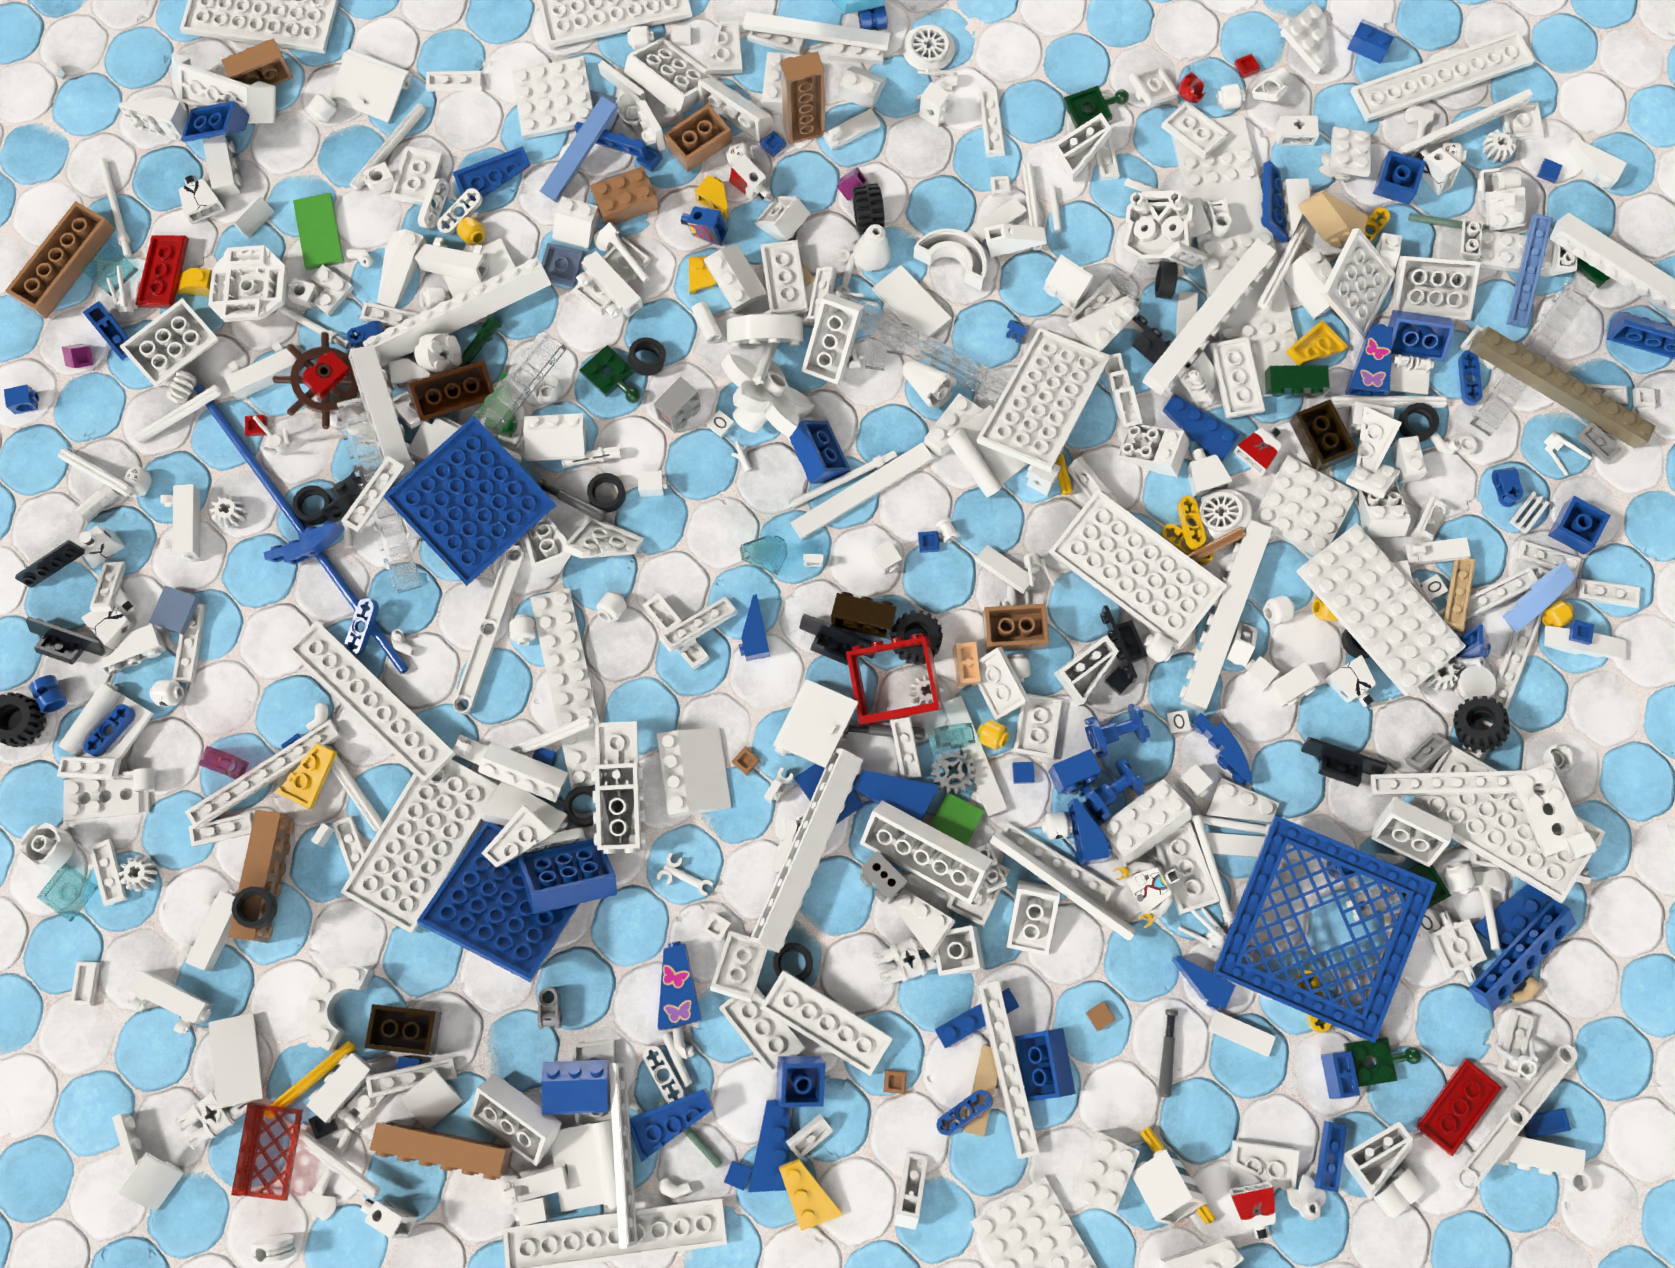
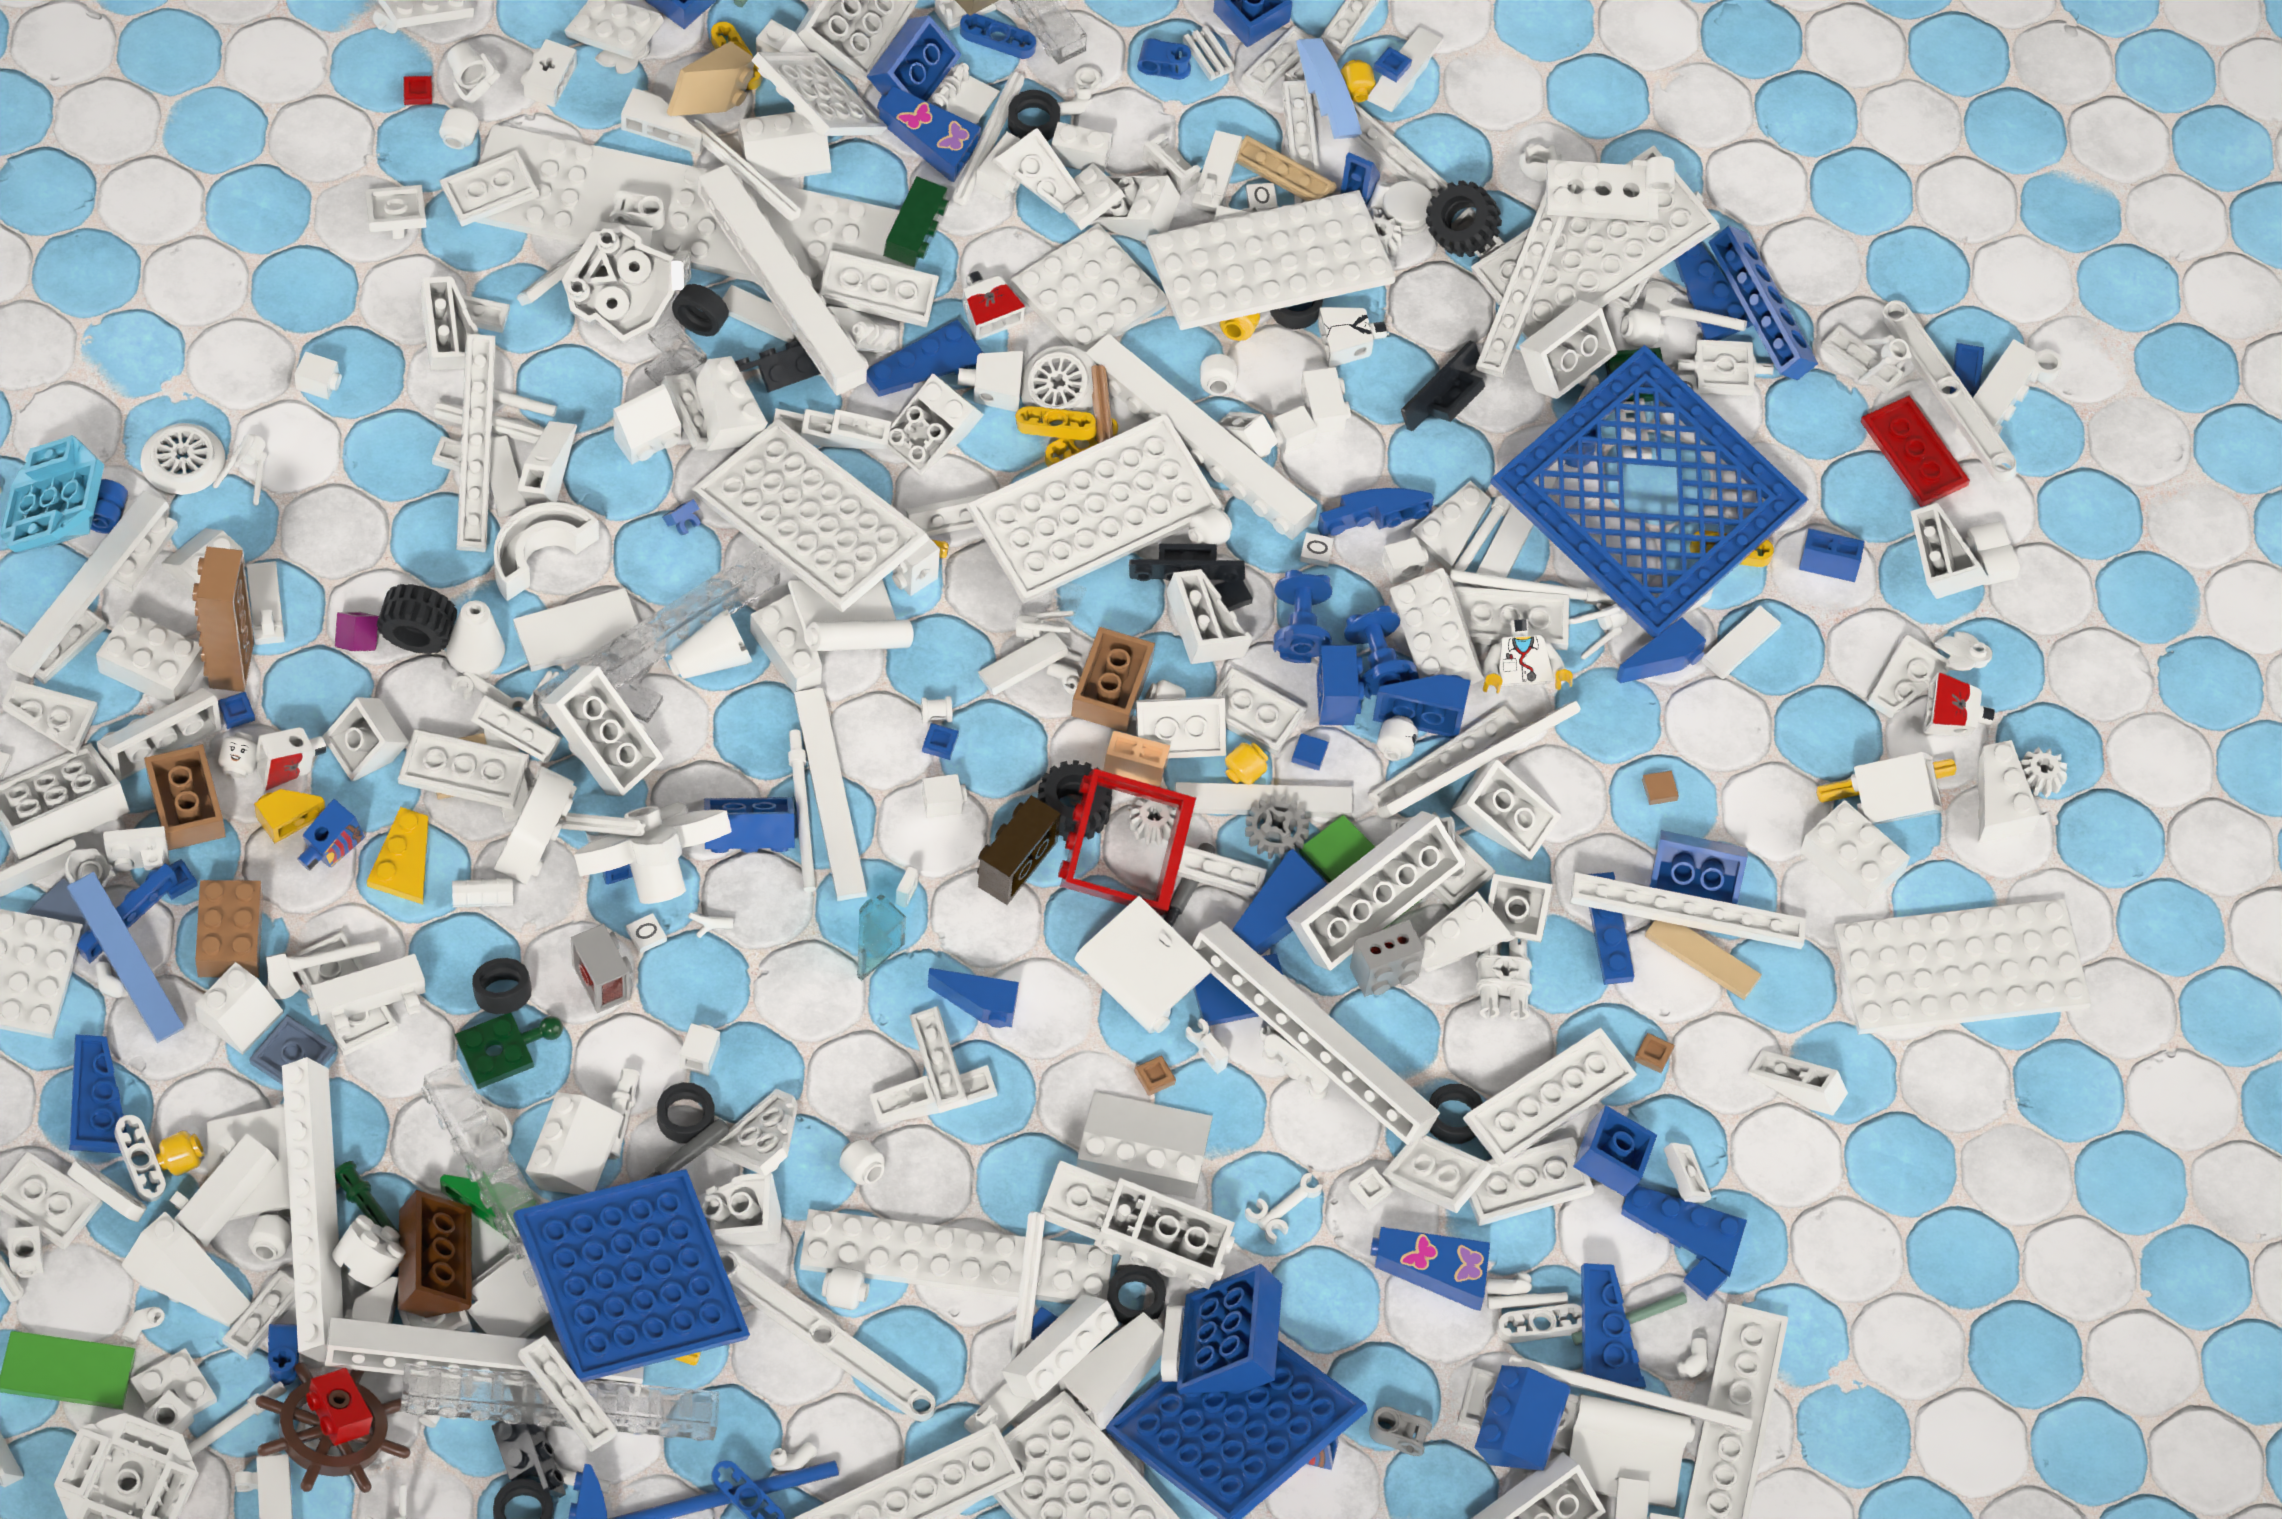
camera: 75 degrees left, 15 degrees down
(517, 837) = (1155, 1374): white wing -> none
(734, 277) = (436, 830): white slope -> none
(807, 1197) = (1761, 1202): yellow wing -> none
(831, 640) = (1032, 904): black bracket -> none
(934, 105) = (292, 478): white brick -> none
(951, 737) = (1231, 811): clear light blue brick -> none
(974, 1098) = (1737, 1000): blue beam -> none
(991, 122) = (344, 426): white tile -> none
(1010, 193) = (475, 443): none -> white tile
(1016, 92) = (317, 375): none -> white brick
(1093, 98) = (377, 287): dark green plate -> none
(1167, 1060) = (1738, 732): dark grey piece -> none
(1191, 88) = (423, 168): red hair -> none
(1272, 202) = (669, 152): blue wing -> none
(1316, 344) = (873, 181): yellow wing -> none
(1323, 435) = (1006, 226): dark brown brick -> none
(1331, 1156) = (1924, 605): blue plate -> none
(1384, 1069) = (1821, 502): dark green plate -> none
(1427, 752) = (1473, 294): light grey plate -> none
(1528, 992) = (1808, 319): tan arm -> none

